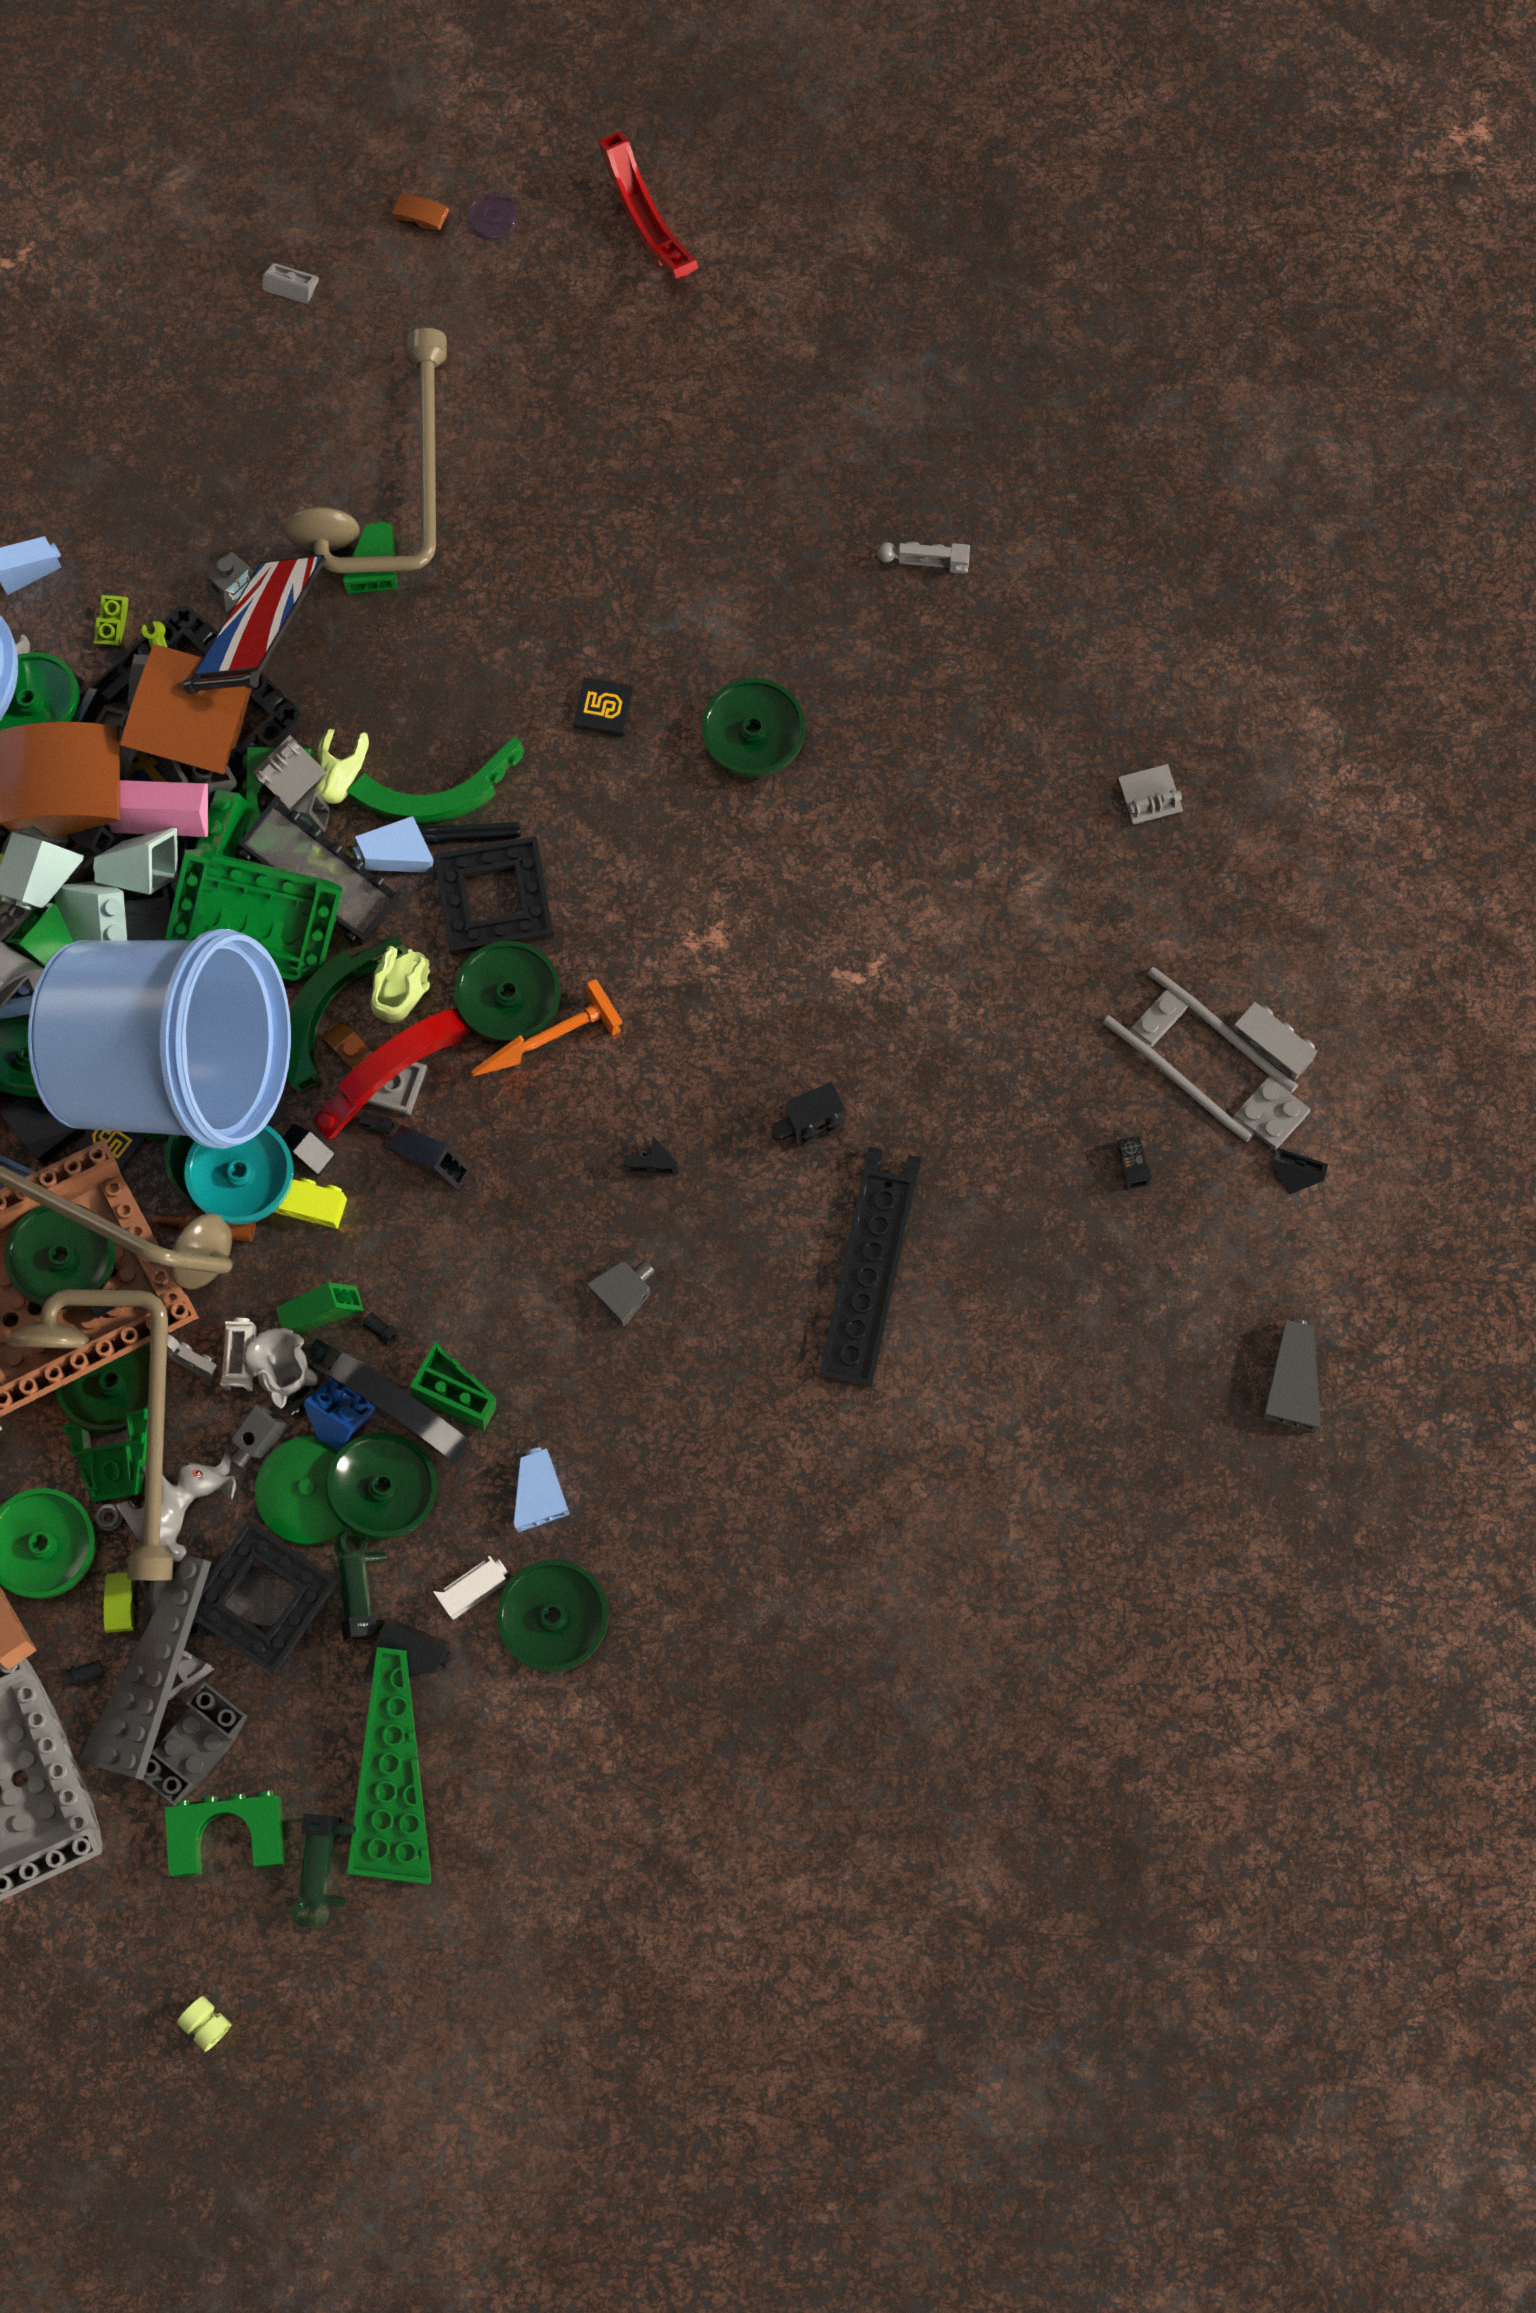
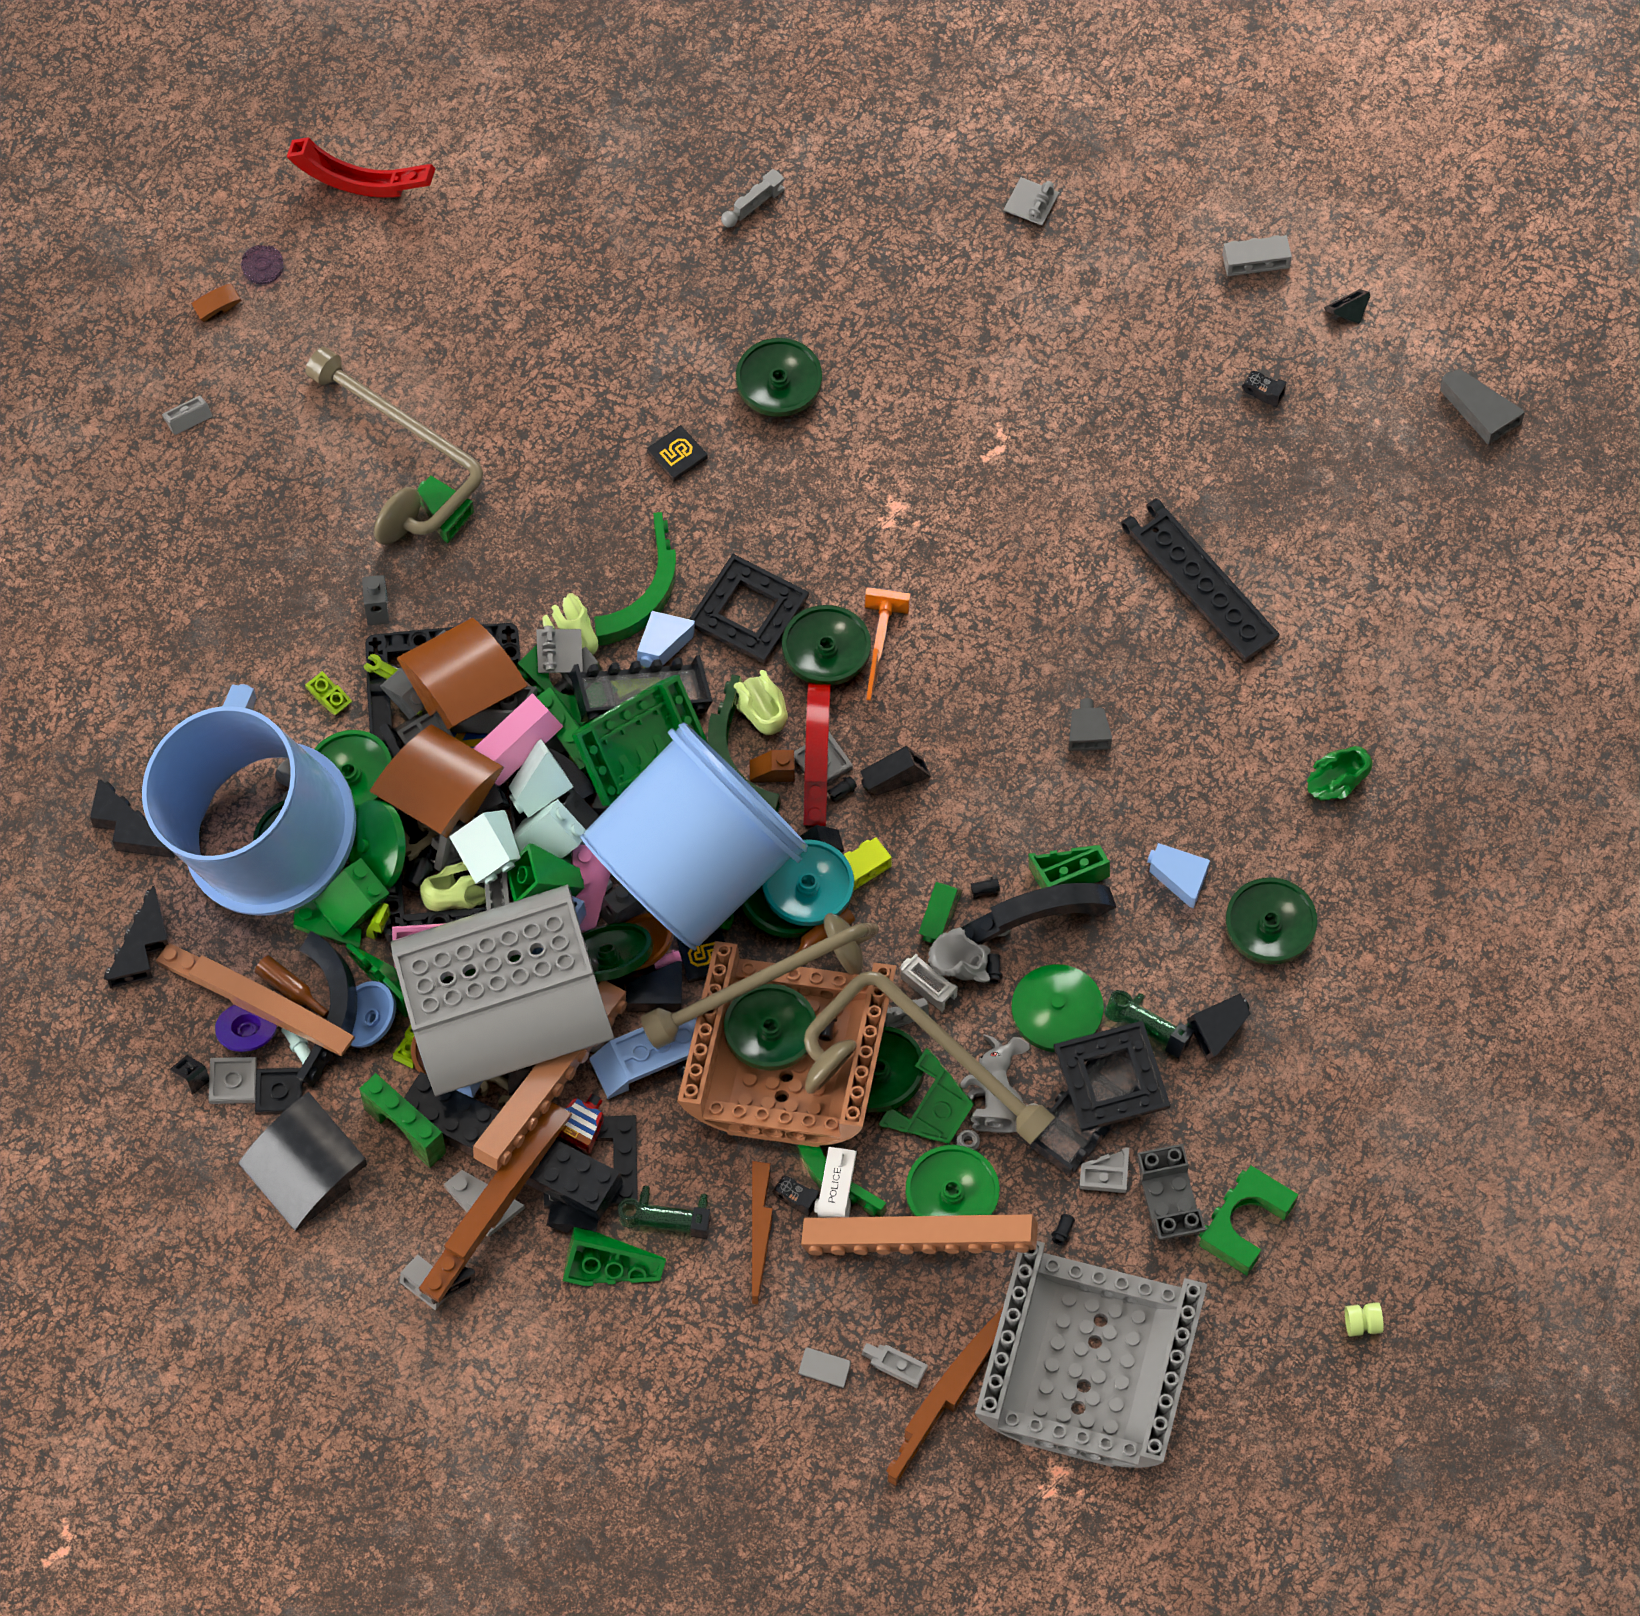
camera: 55 degrees left, 10 degrees down
(118, 1603) = (1033, 1173): lime slope -> none
(136, 1708) = (1118, 1203): dark grey wing -> none
(255, 624) = (439, 590): flag -> none
(262, 1425) = (994, 998): dark grey torso -> none
(315, 1871) = (1316, 1178): clear green piece -> none
(337, 1414) = (1024, 950): blue slope -> none
(381, 1486) = (1096, 957): dark green dish -> none
(389, 1802) = (1316, 1108): green wing -> none
(471, 832) = (693, 587): black axle -> none
(472, 1587) = (1209, 957): white window -> none
(658, 1163) = (1019, 646): black slope -> none
(765, 1557) = (1339, 773): none -> green hair
(811, 1116) = (1074, 533): black hinge -> none
(1270, 1111) = (1297, 292): light grey plate -> none

